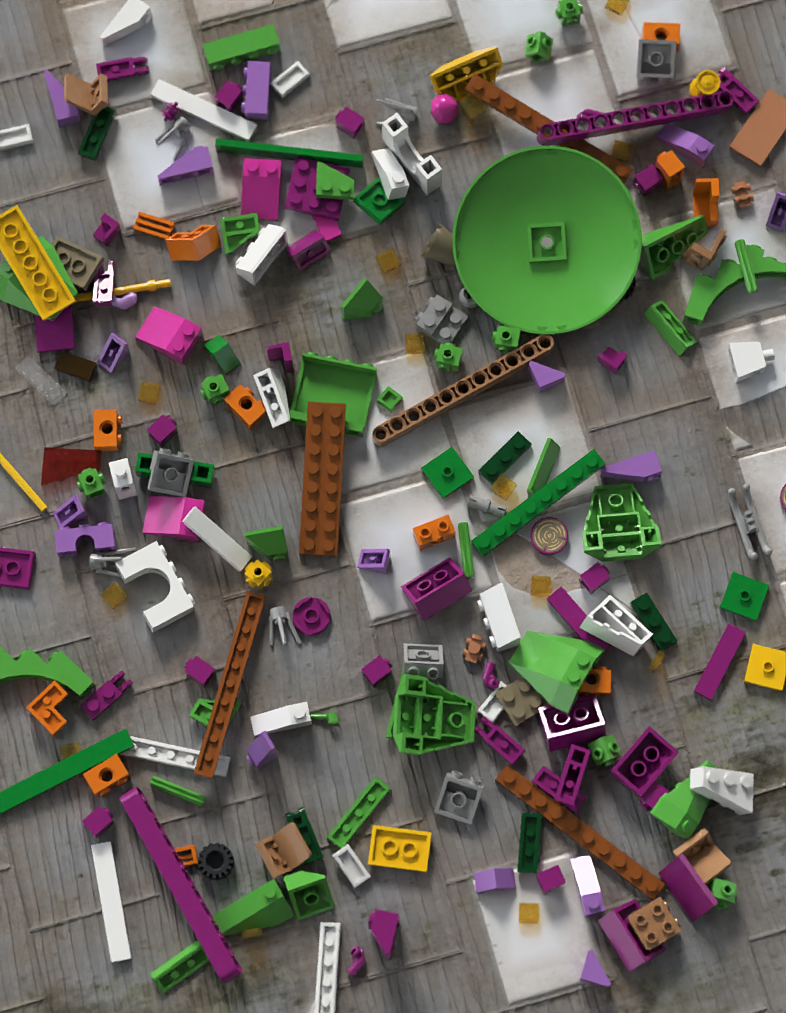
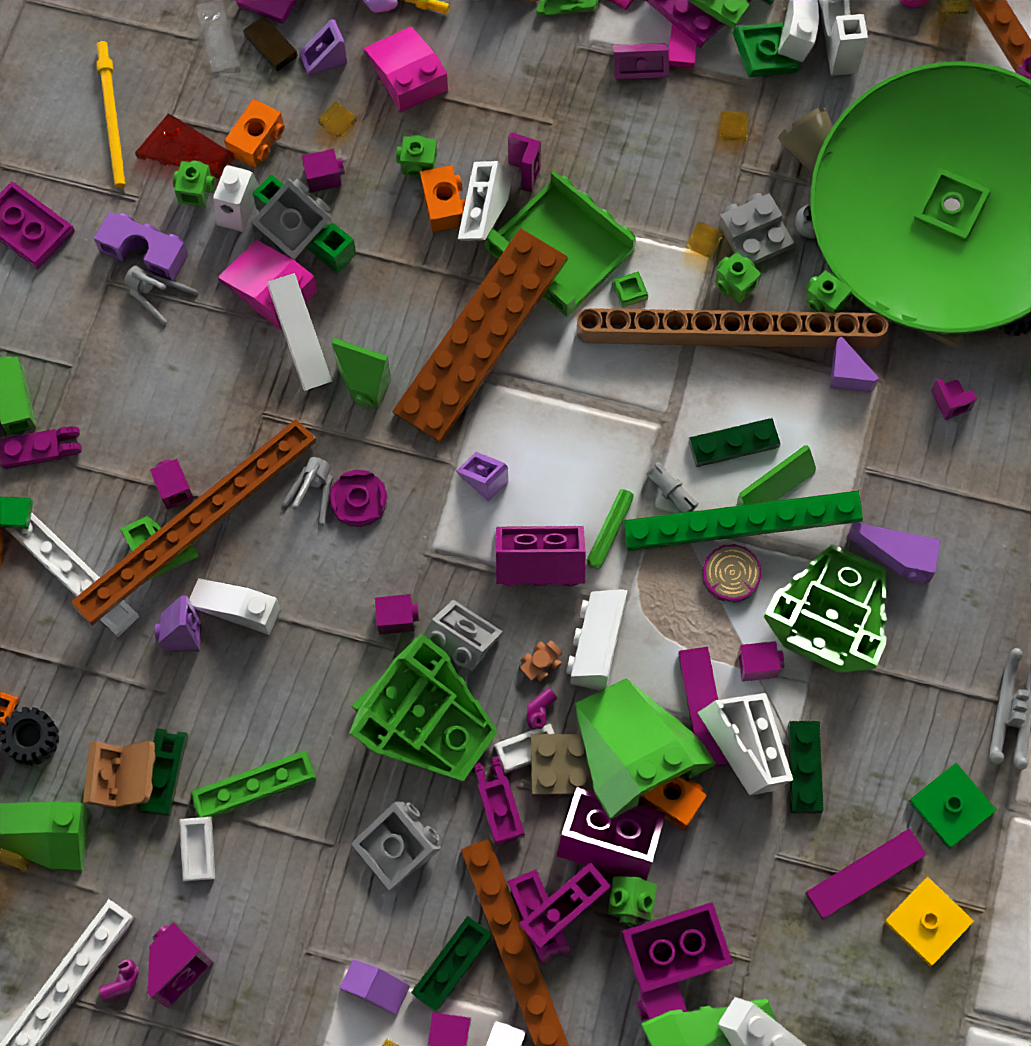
camera: 30 degrees right, 5 degrees down
(70, 512) = (148, 204): medium lavender slope -> none
(114, 595) = (132, 332): clear yellow tile -> none
(153, 560) = (198, 383): white arch -> none
(177, 791) = (44, 617): bright green axle -> none
(222, 354) = (455, 125): green slope -> none
(261, 253) = (580, 33): white slope -> none
(261, 580) = (323, 406): yellow brick -> none
(309, 893) = (115, 851): bright green slope -> none
(331, 717) = (299, 639): bright green hand -> none
(362, 302) = (666, 151): bright green slope -> none
(399, 848) = (275, 865): yellow plate -> none
(434, 532) = (581, 481): orange brick -> none
(447, 472) = (647, 419): green plate -> none
(503, 487) = (709, 476): clear yellow plate -> none
(540, 586) = (680, 630): clear yellow tile -> none
(656, 661) = (777, 821): clear yellow tile -> none

